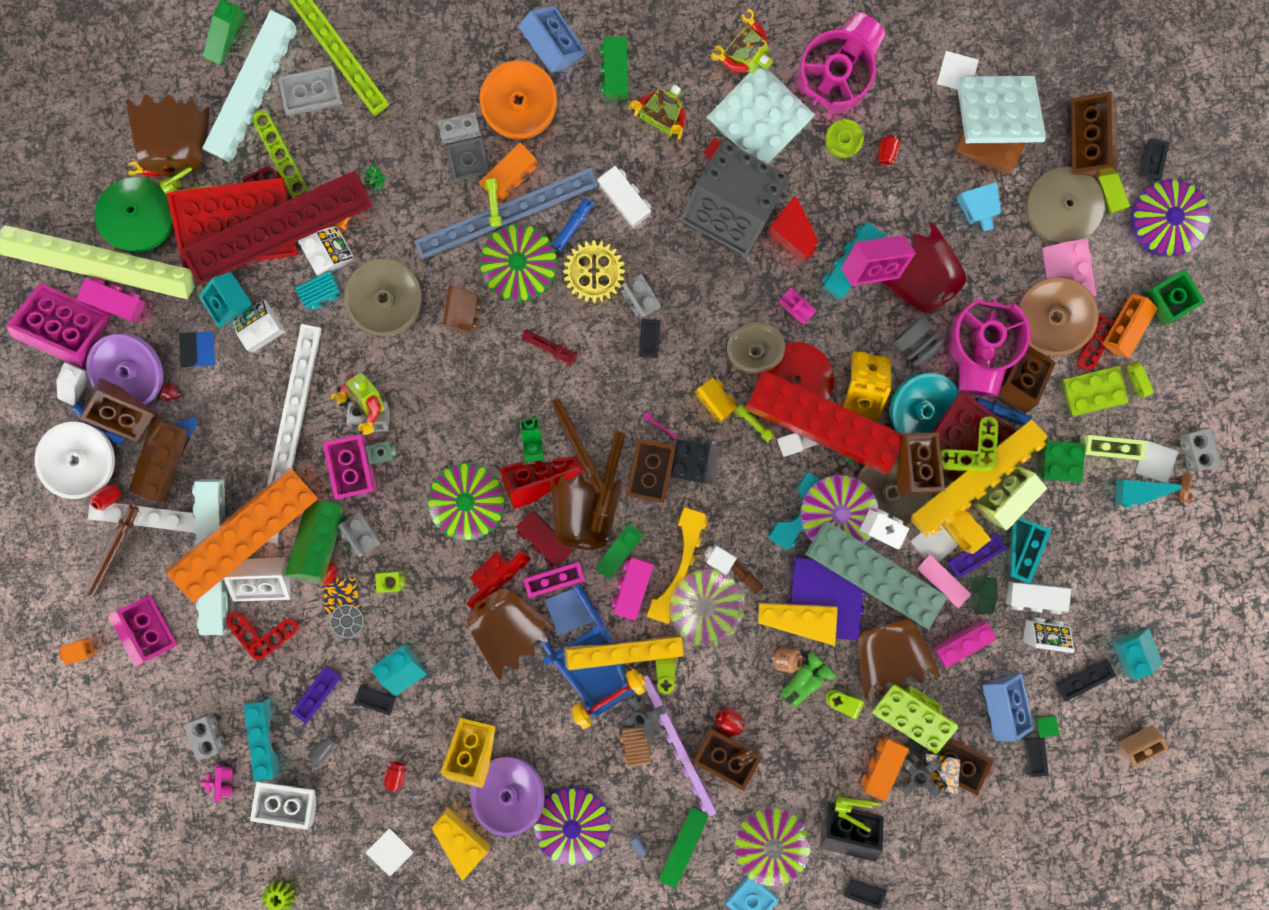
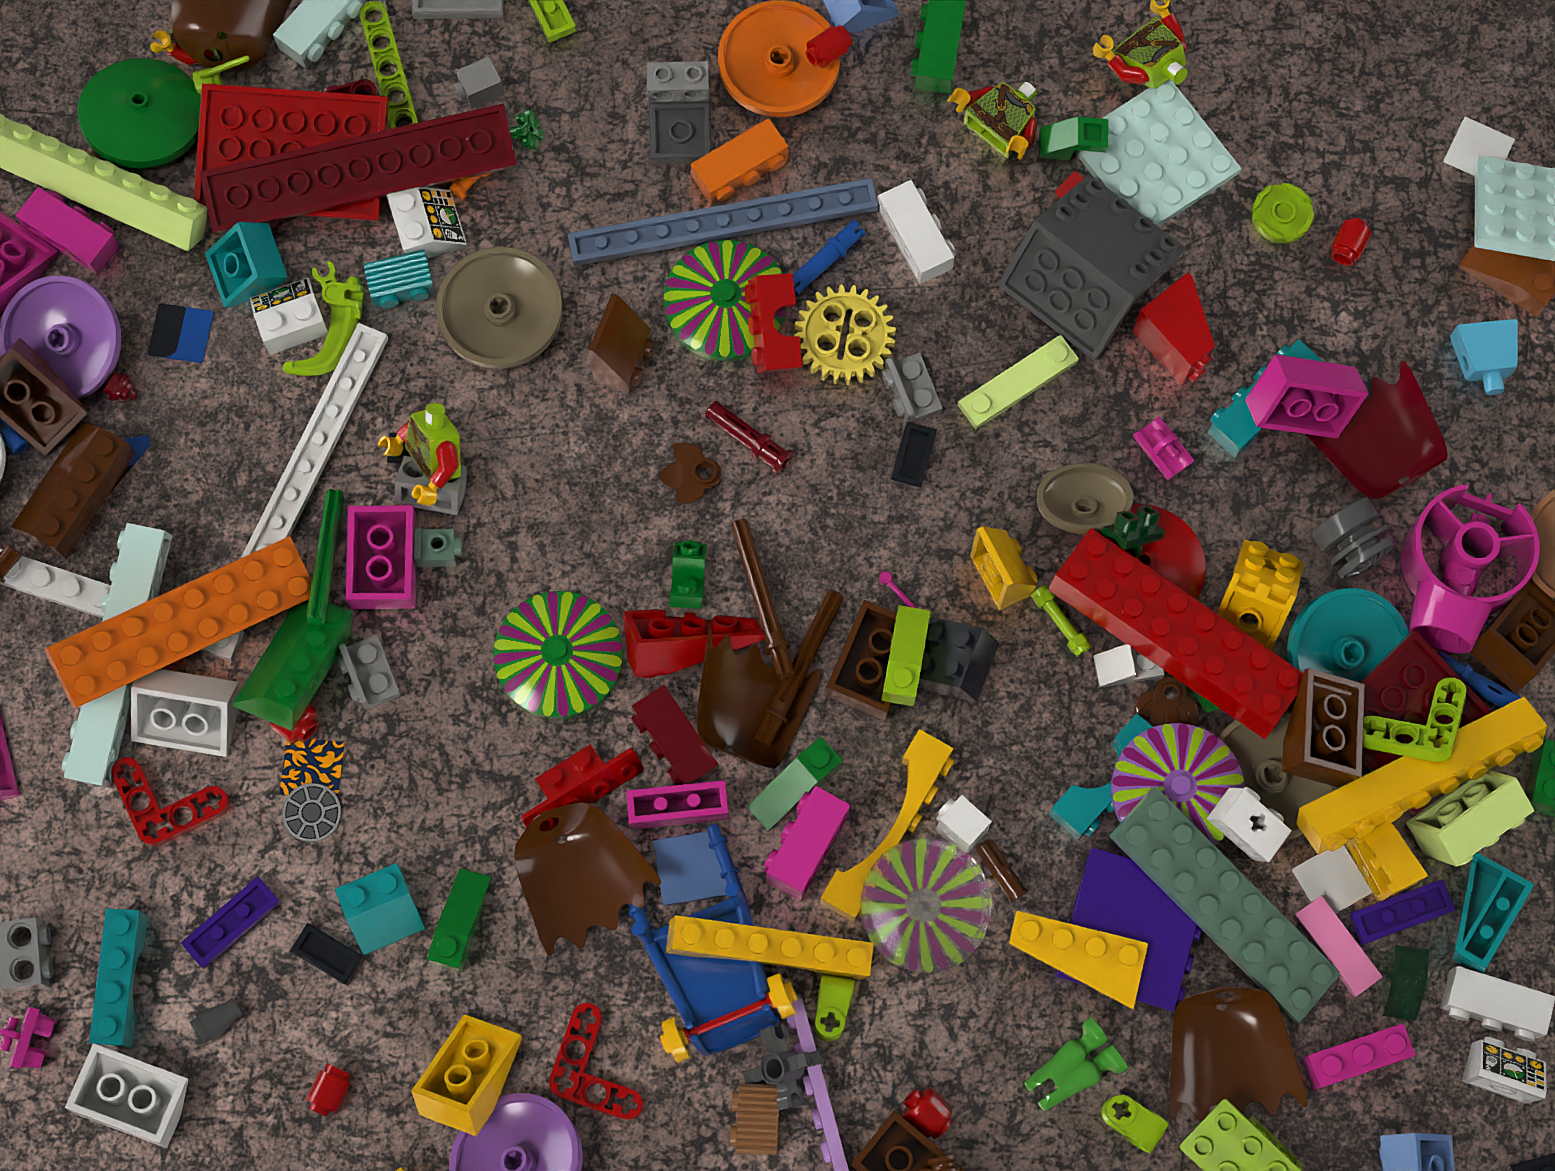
camera: 10 degrees right, 15 degrees down
(292, 319) = (347, 307): none -> lime piece
(316, 474) = (325, 557): none -> green axle
(337, 153) = (478, 83): none -> light grey brick
(382, 585) = (391, 747): lime brick -> none
(445, 667) = (459, 921): none -> green slope
(495, 219) = (709, 171): lime bar -> none
(517, 376) = (686, 471): none -> reddish brown plate
(535, 740) = (583, 1081): none -> red beam
(543, 260) = (772, 350): none -> red arch
(547, 88) = (828, 46): none -> red brick
(669, 468) = (906, 655): none -> lime slope
(703, 279) = (1018, 382): none -> yellowish green plate
(706, 116) = (1077, 133): none -> green slope
(787, 659) = (1047, 1023): nougat head -> none
(789, 364) = (1134, 530): none -> dark green hips
(824, 465) = (1166, 711): none -> reddish brown plate
(860, 38) = (1325, 66): dark pink animal -> none

